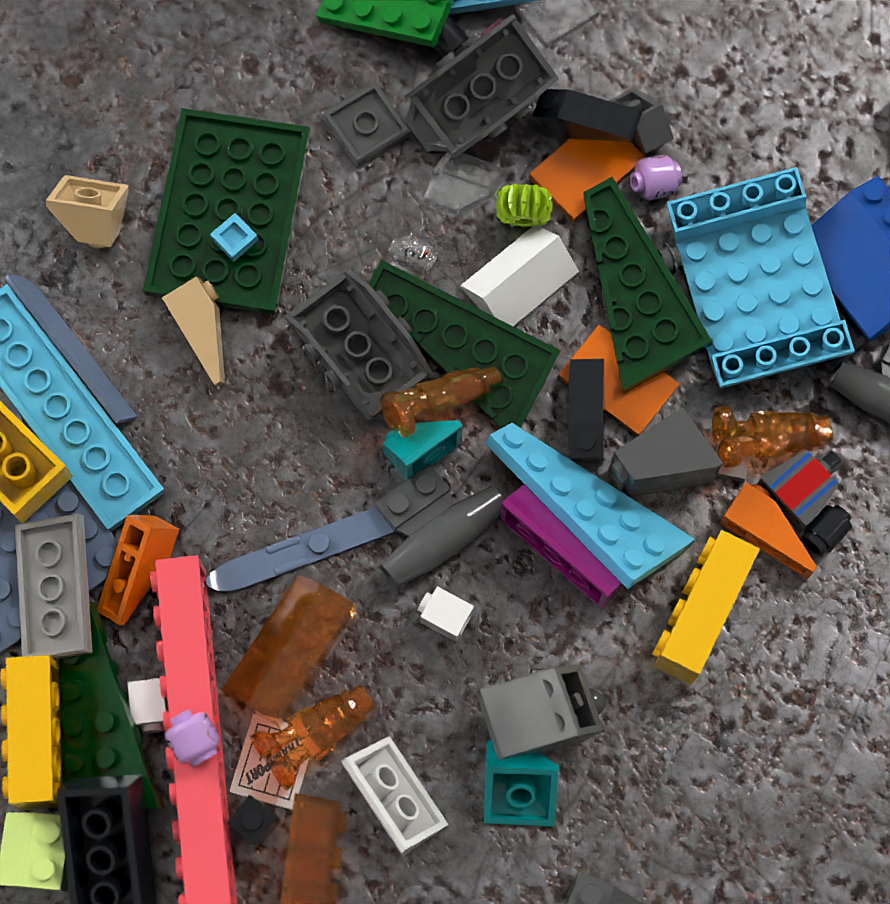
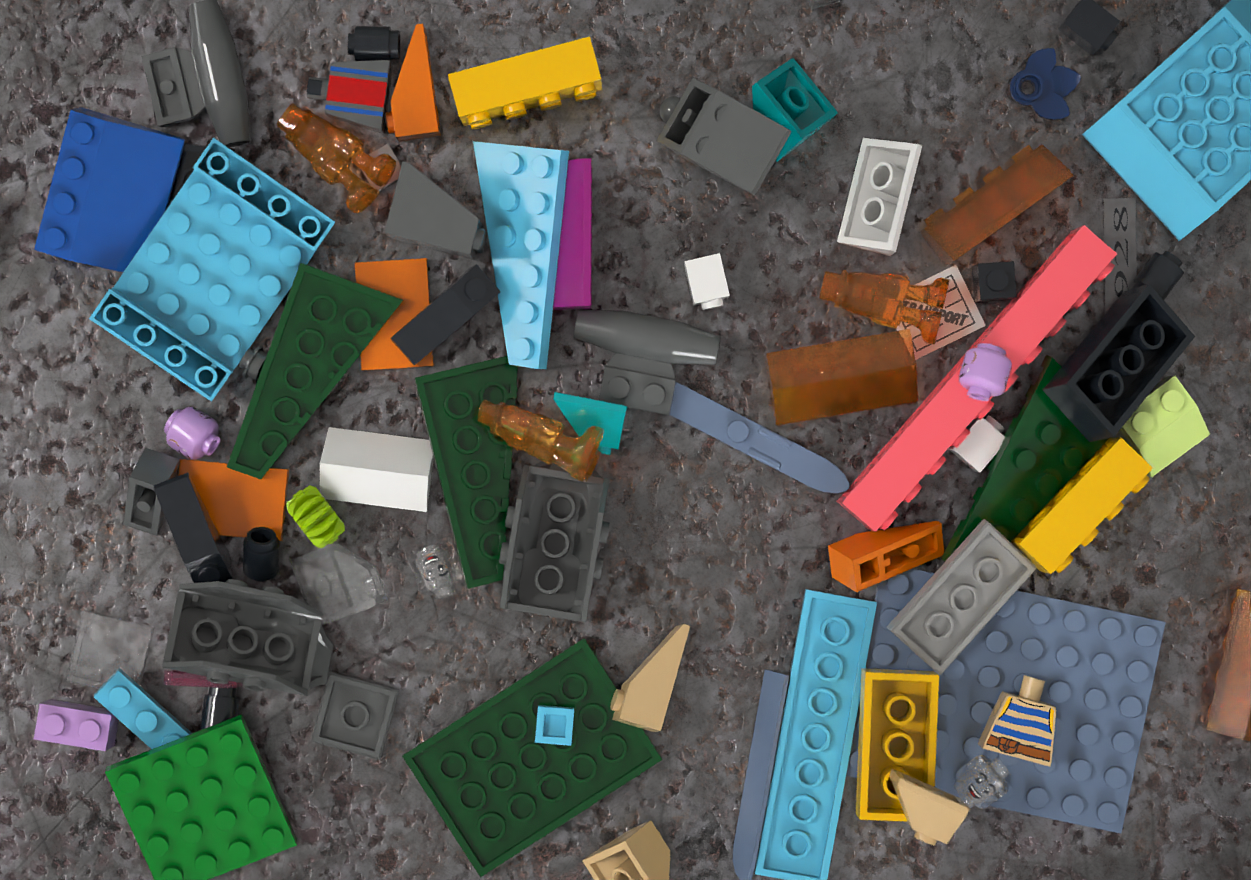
camera: 135 degrees left, 15 degrees up
(531, 150) = (261, 554): none -> black brick

